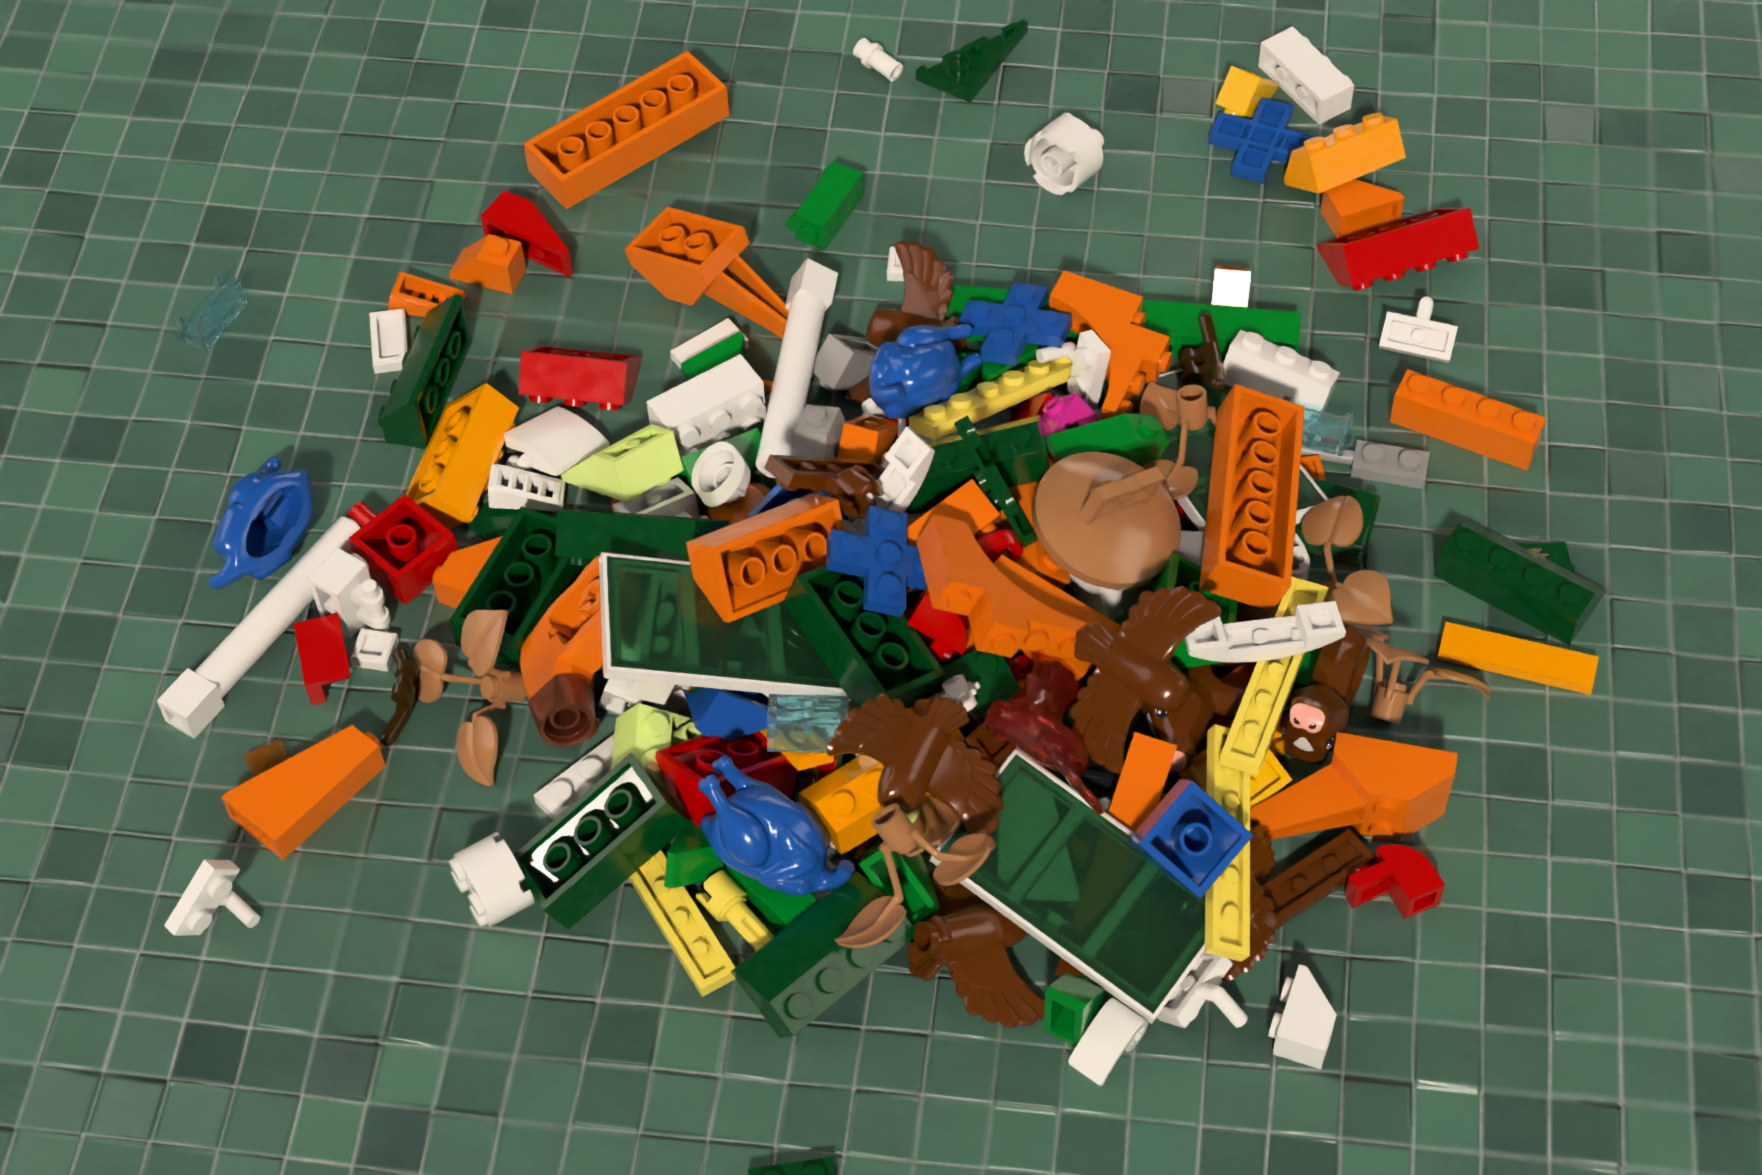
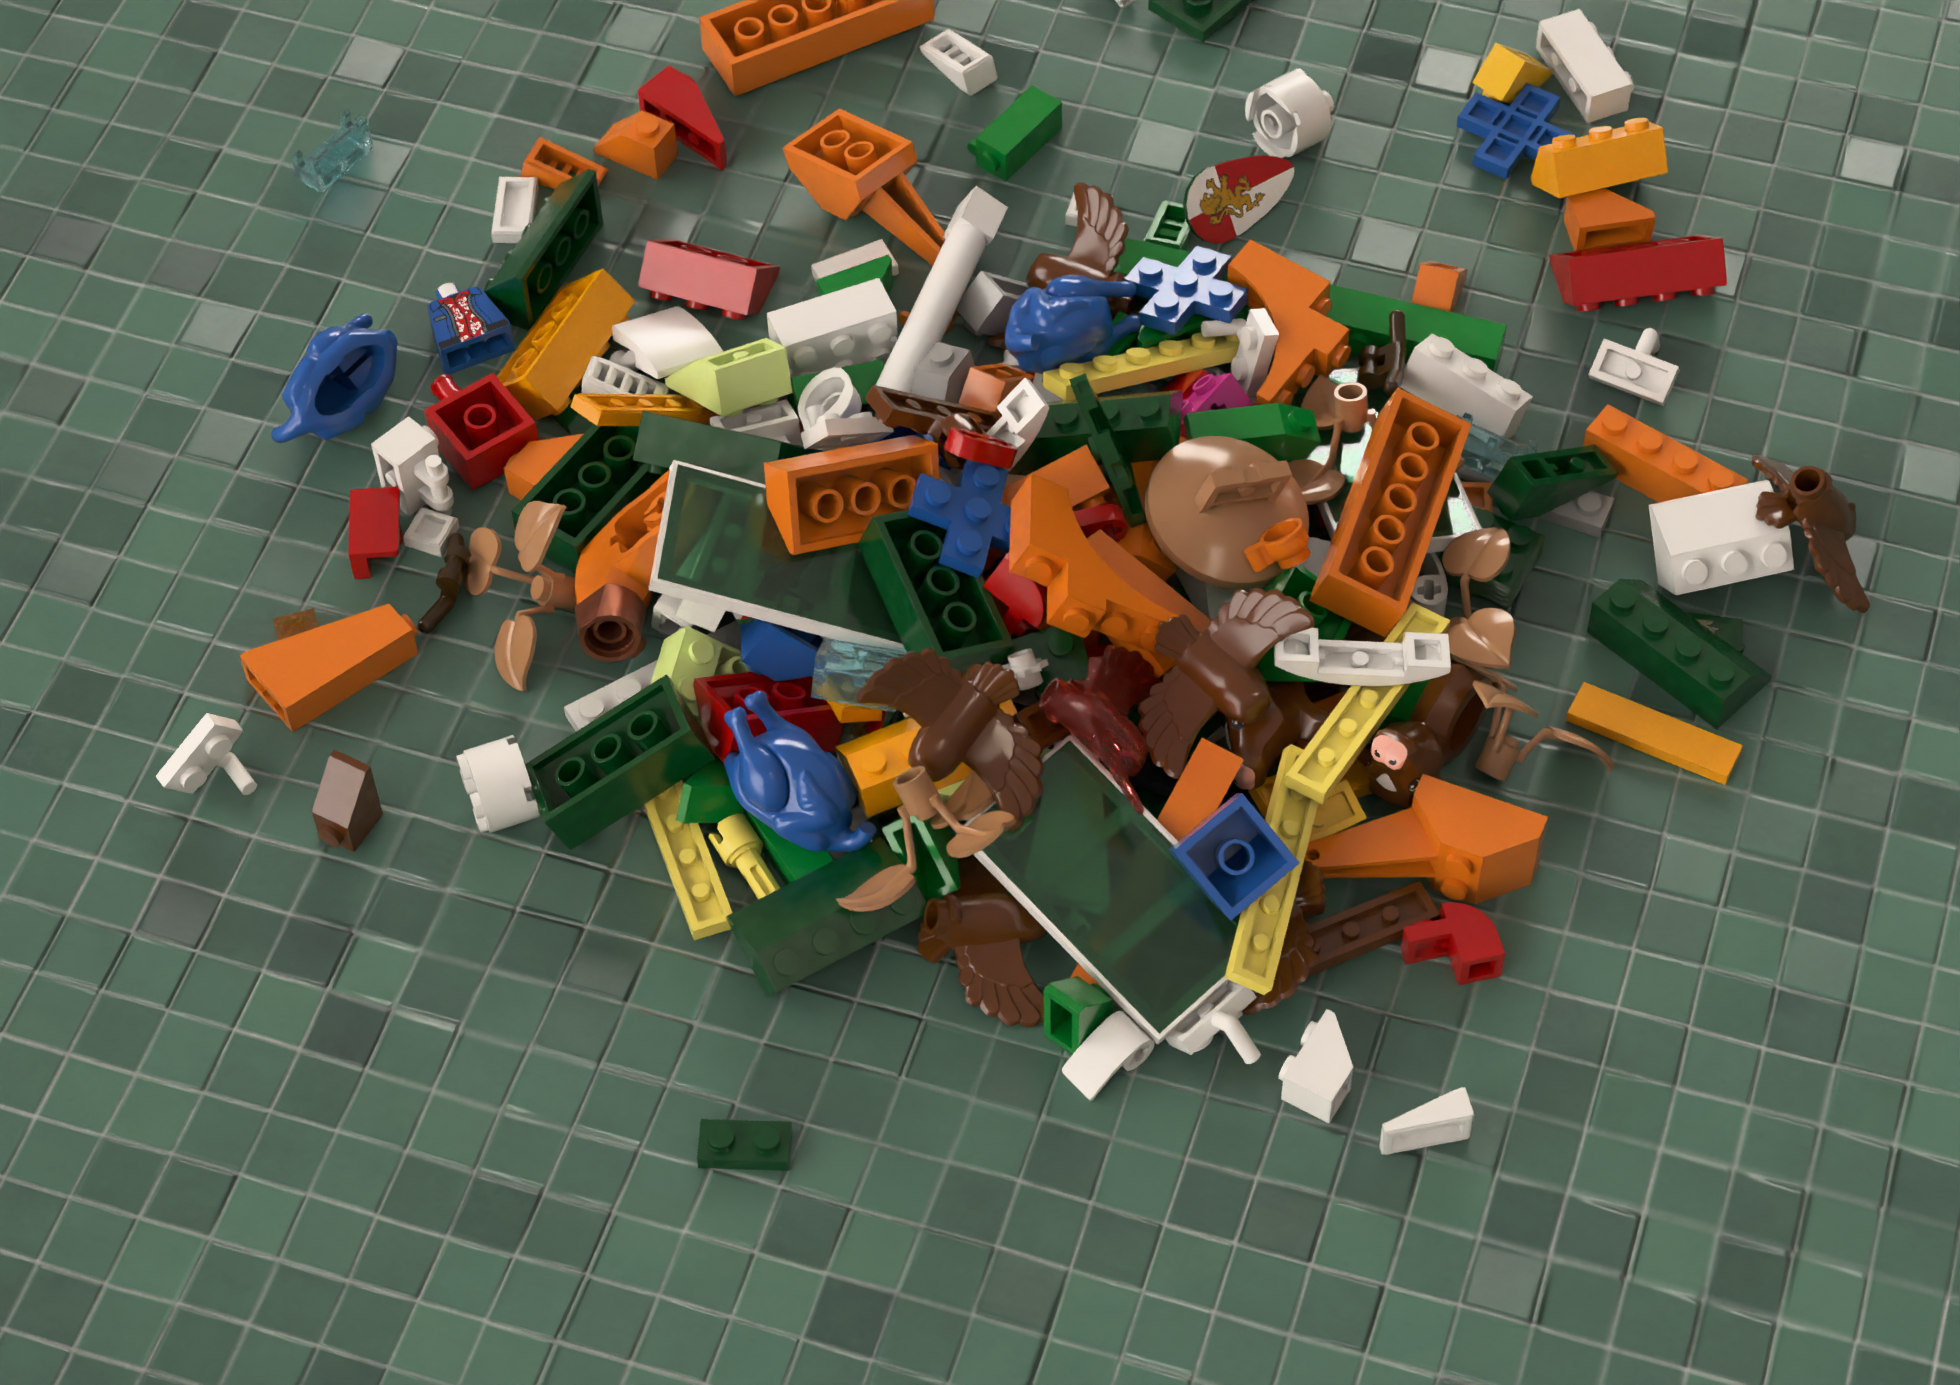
camera: 10 degrees right, 0 degrees up
(199, 693) = (238, 549): white brick -> none
(350, 921) = (346, 802): none -> reddish brown slope
(369, 455) = (467, 328): none -> blue torso
(543, 508) = (628, 408): none -> light orange tile
(735, 502) = (831, 432): none -> white plate
(763, 150) = (963, 64): none -> white slope
(878, 497) = (980, 448): none -> red beam
(984, 273) = (1169, 232): none -> green slope
(1033, 233) = (1234, 195): none -> shield
(1164, 541) = (1282, 543): none -> orange piece
(1373, 445) = (1545, 480): none -> dark green slope
(1420, 1053) = (1434, 1123): none -> white slope
(1534, 474) = (1716, 540): none -> white slope
(1620, 436) = (1826, 520): none -> reddish brown animal

